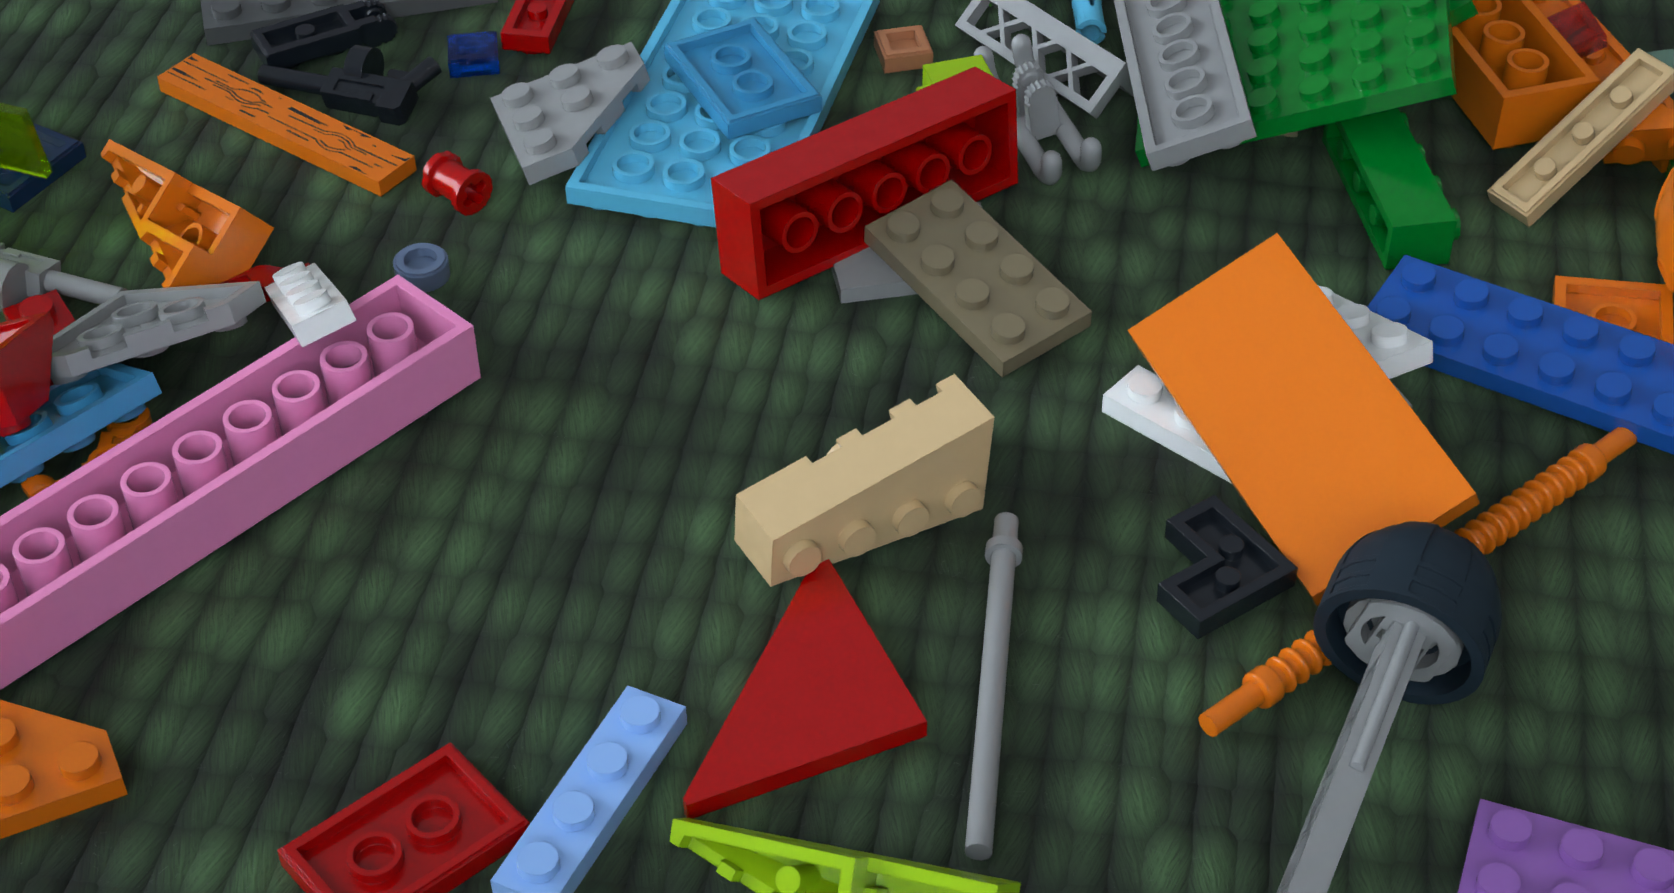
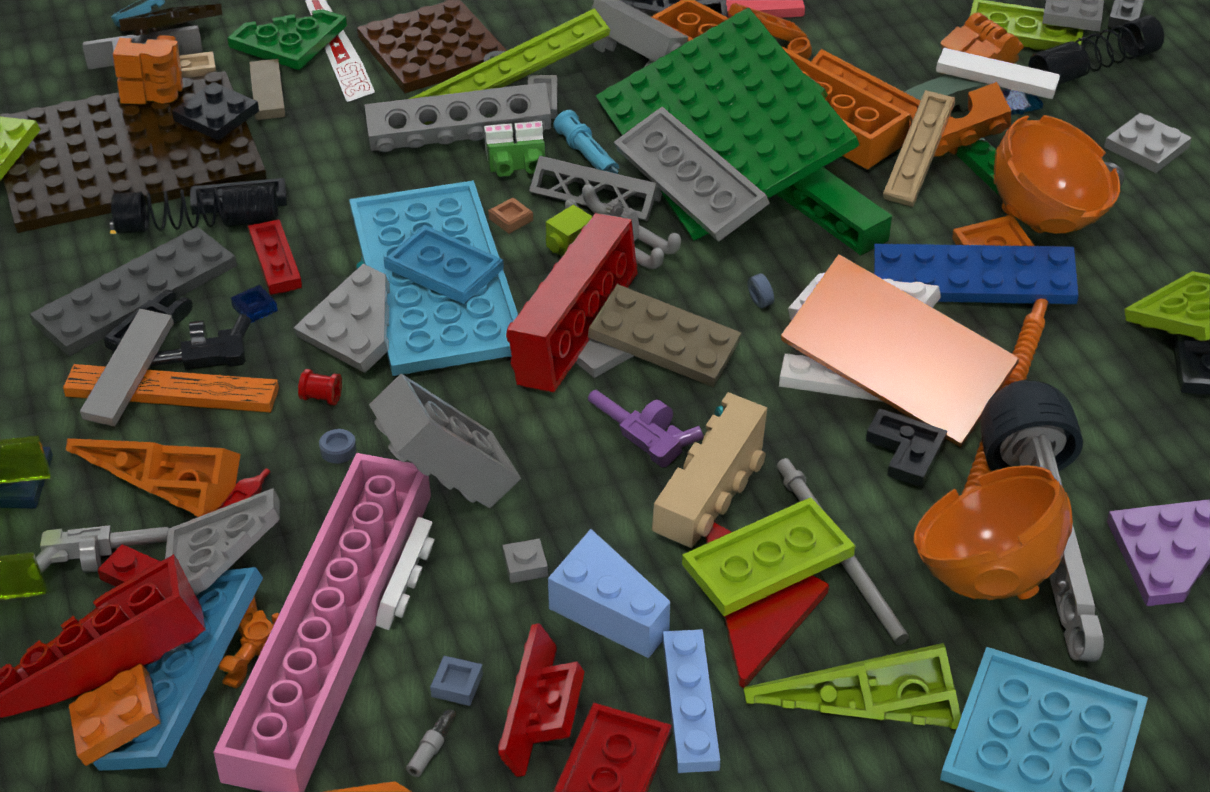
camera: 30 degrees left, 0 degrees up
(202, 702) = (431, 743): none -> light grey piece
(241, 75) = (126, 367): none -> light grey tile
(297, 632) = (456, 680): none -> sand blue plate
(308, 302) = (317, 489): white plate -> none
(349, 461) = (405, 574): none -> white plate
(371, 705) = (541, 701): none -> red bracket
(502, 297) = (443, 442): none -> light grey brick
(530, 511) = (525, 560): none -> light grey plate
(584, 600) = (609, 596): none -> light blue wedge
(848, 394) = (649, 428): none -> medium lavender piece
(857, 639) = (767, 556): none -> lime plate
(1172, 264) = (760, 290): none -> sand blue tile
(1214, 755) = (998, 535): none -> orange rock
(1580, 29) = (875, 85): clear red tile -> none

